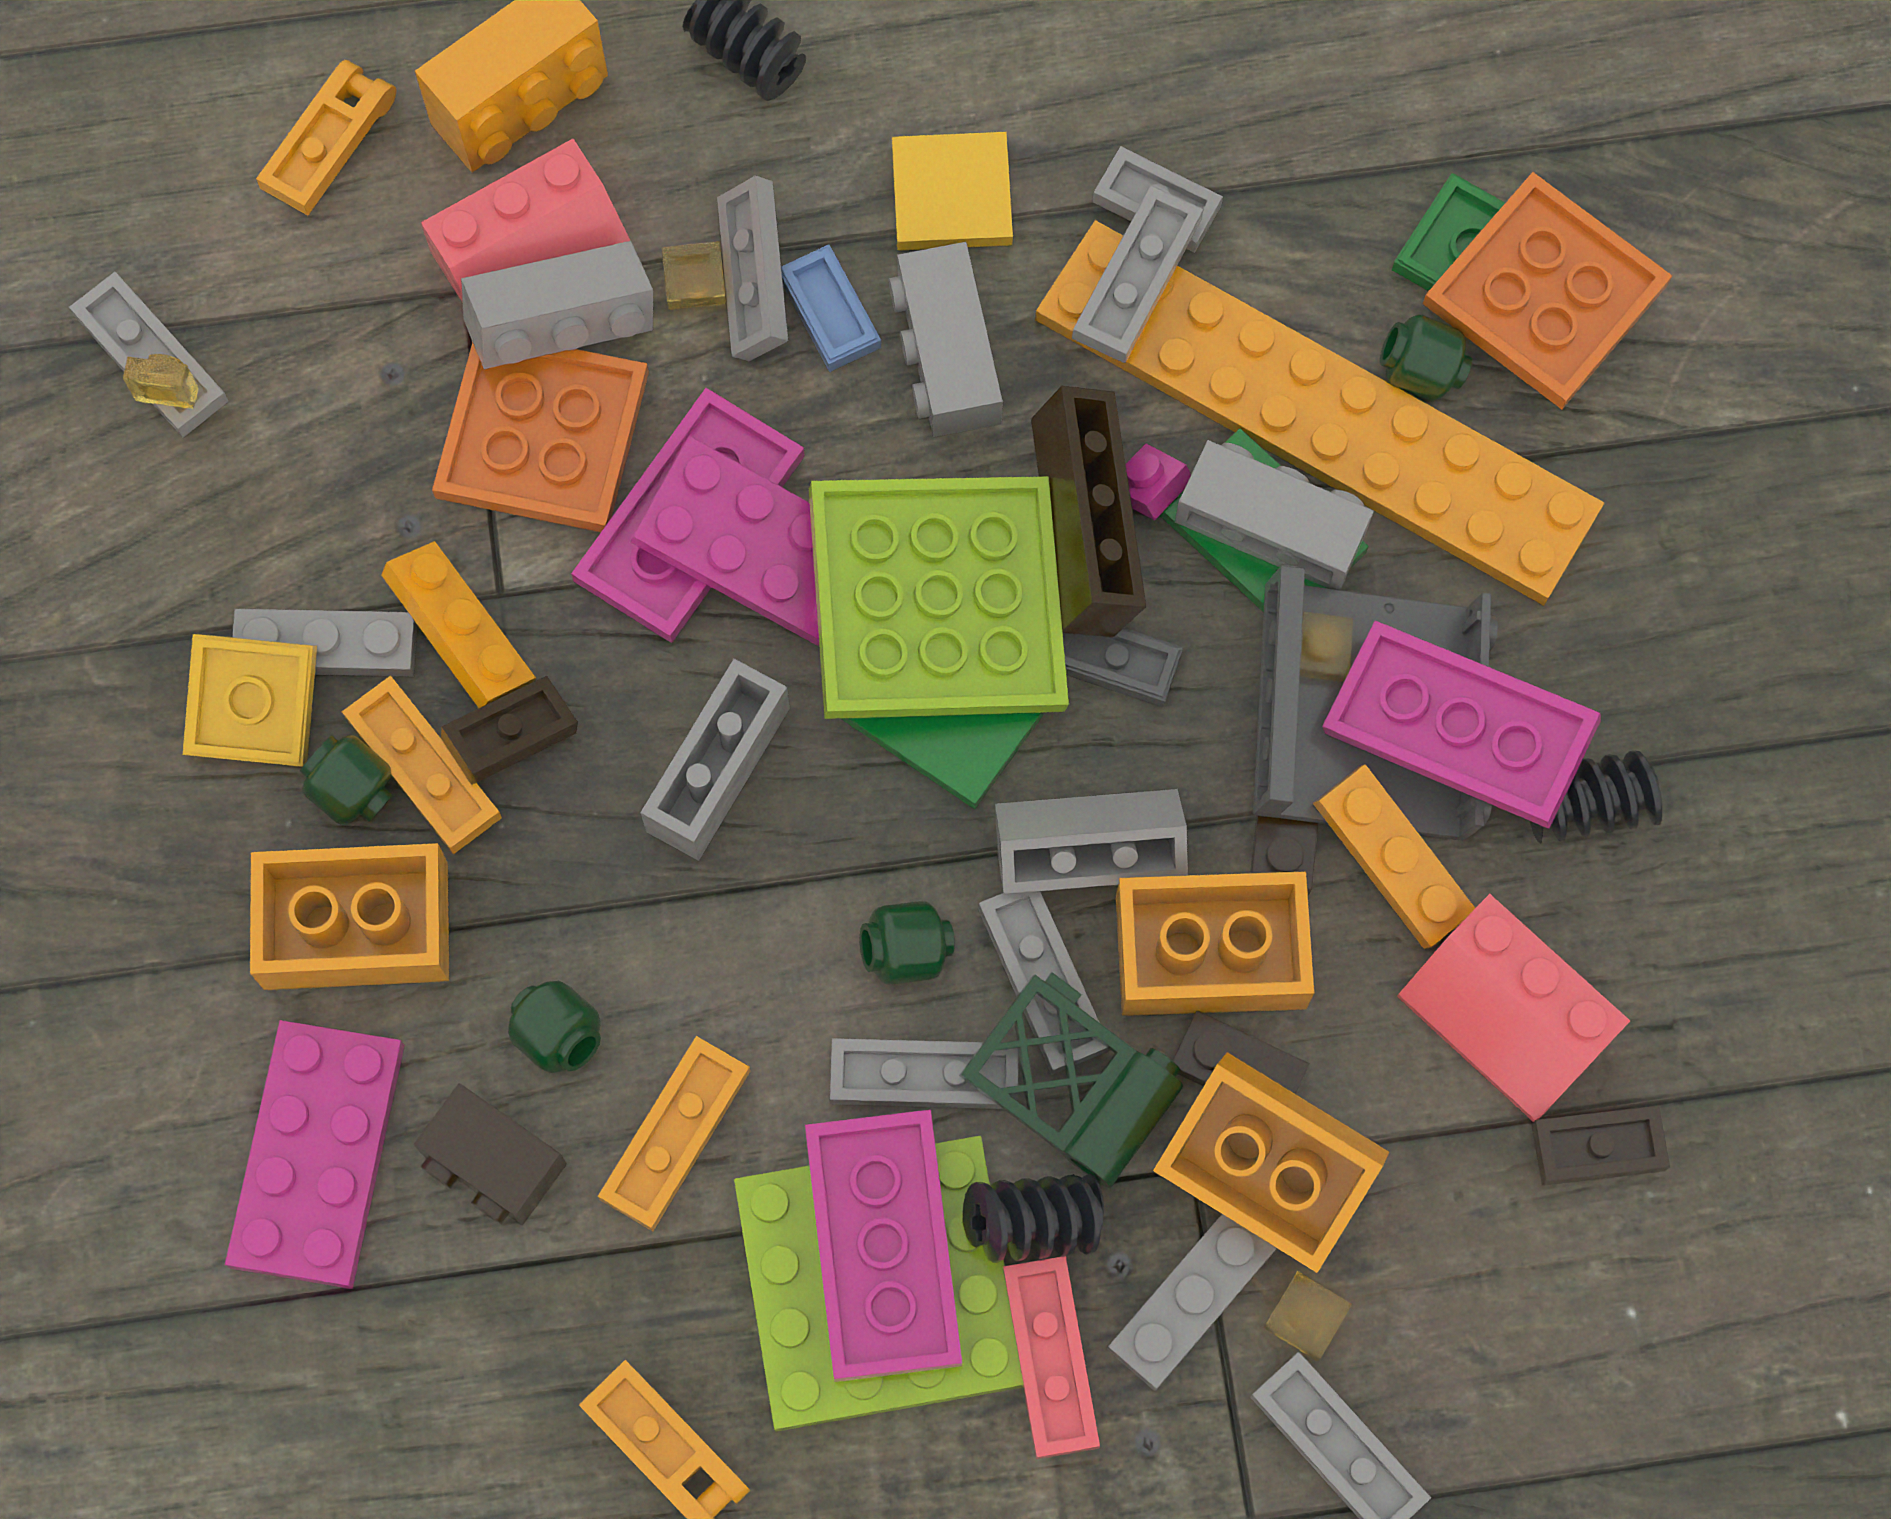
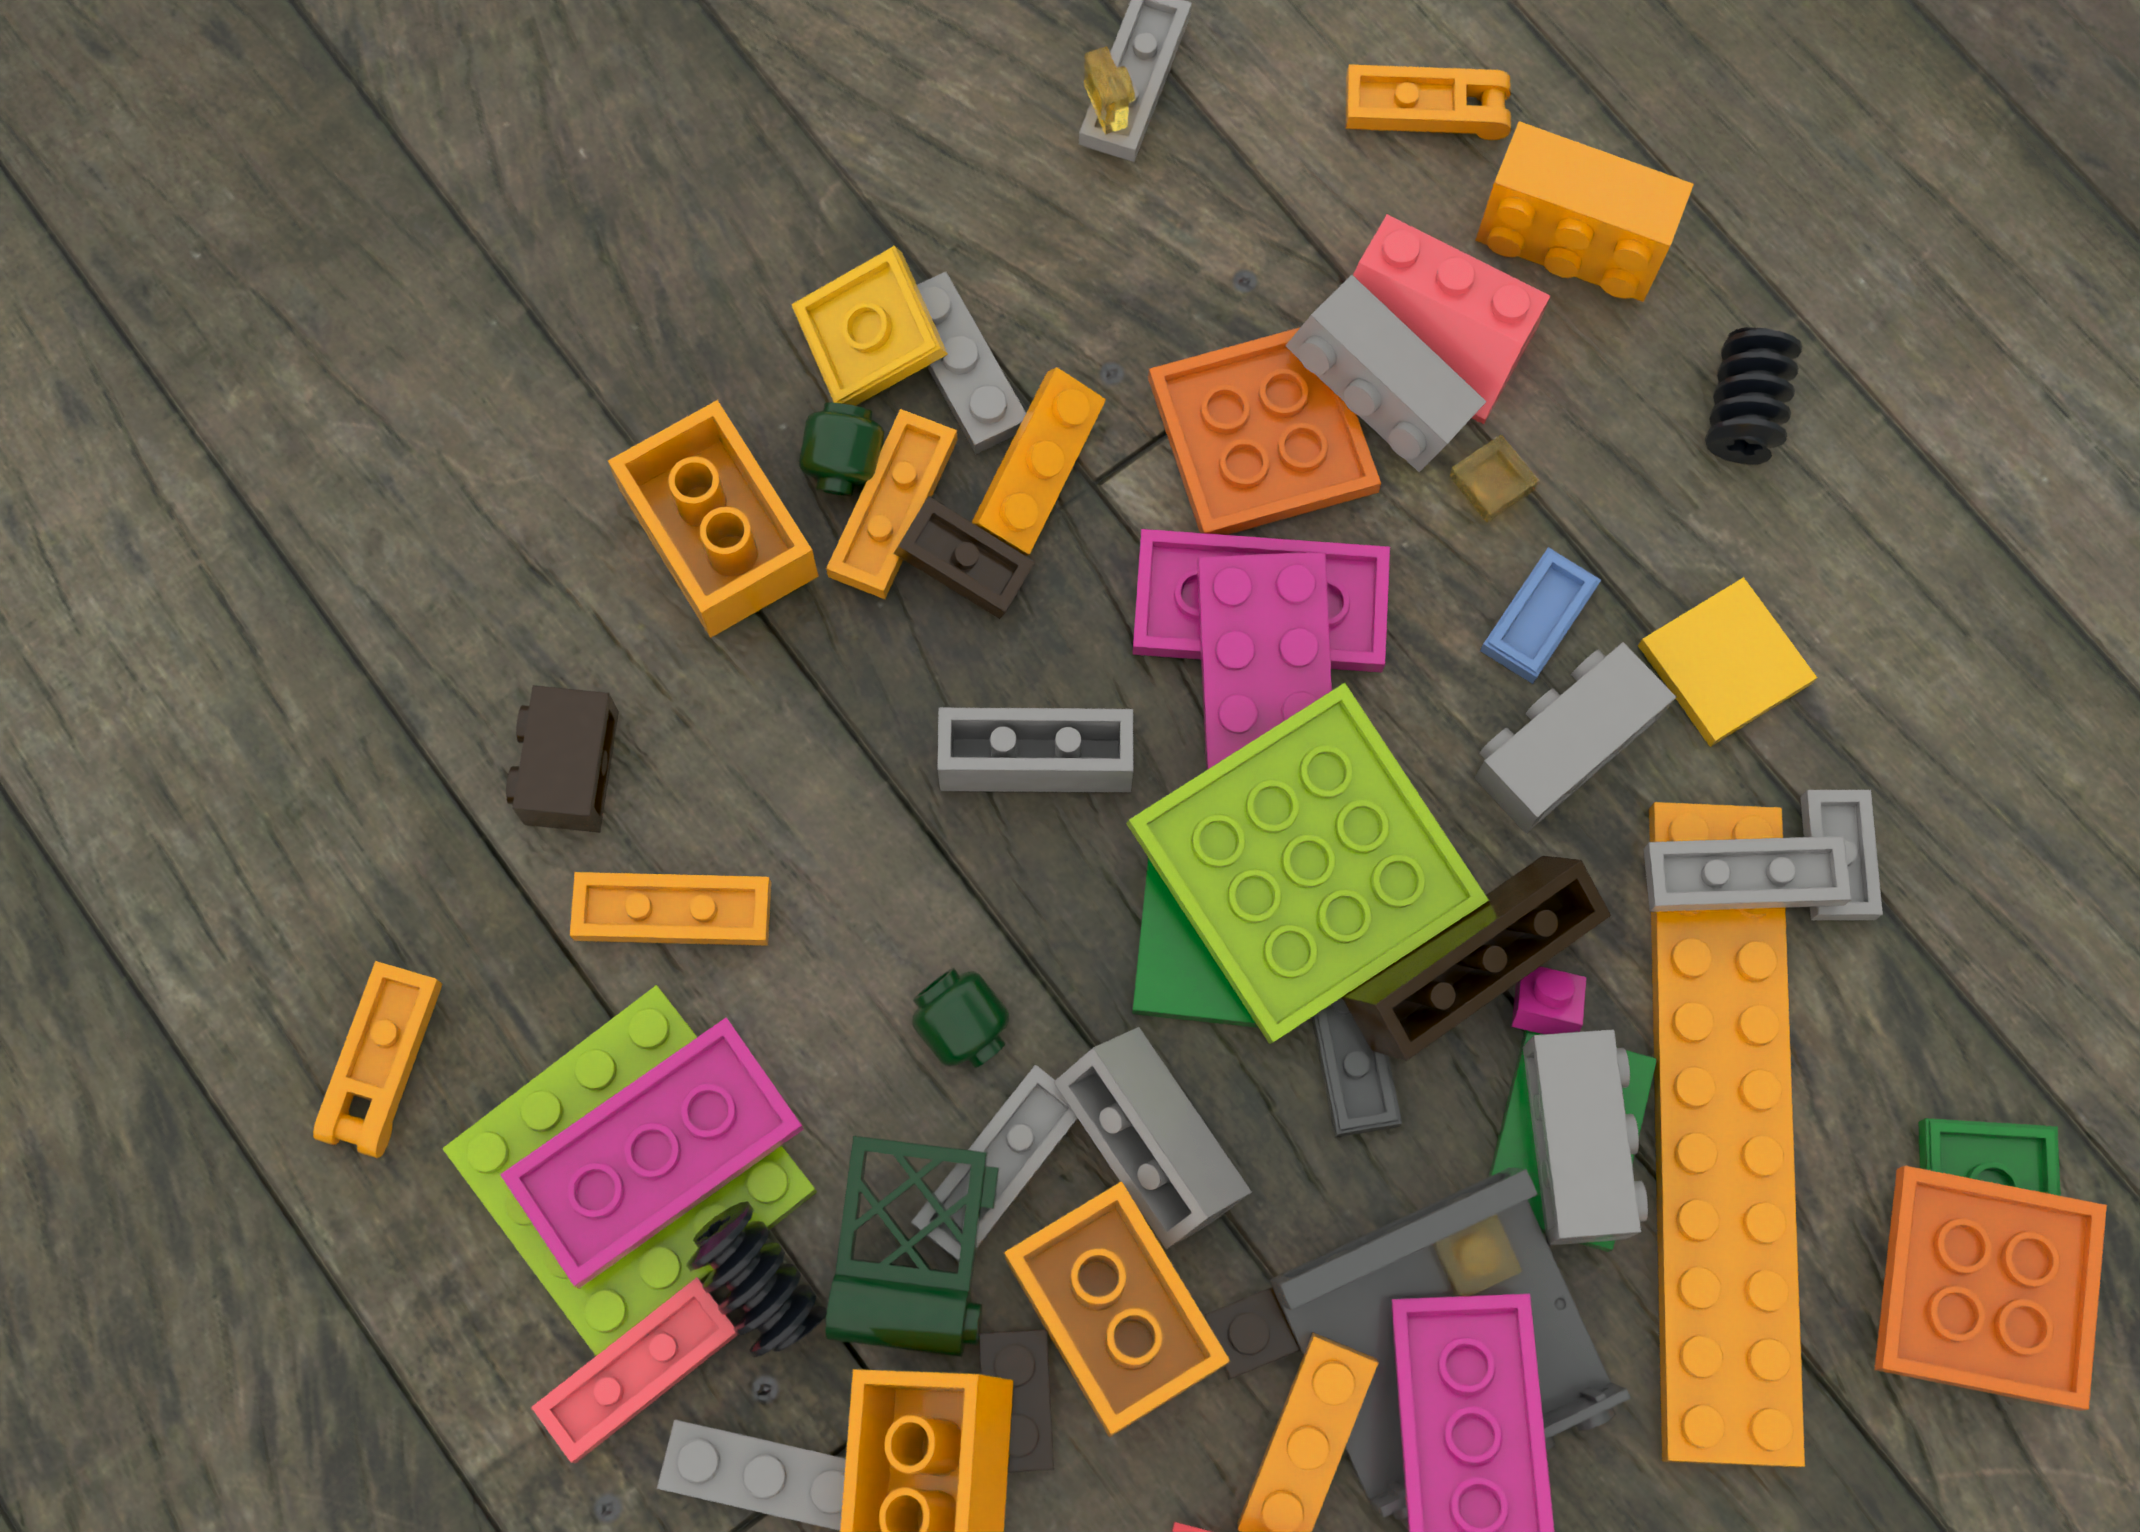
camera: 60 degrees right, 0 degrees up
(315, 1154) = (494, 614): dark pink plate -> none
(554, 1027) = (711, 749): dark green head -> none
(752, 268) = (1532, 525): light grey plate -> none
(914, 1073) = (841, 1093): light grey plate -> none
(1425, 357) = (1843, 1202): dark green head -> none

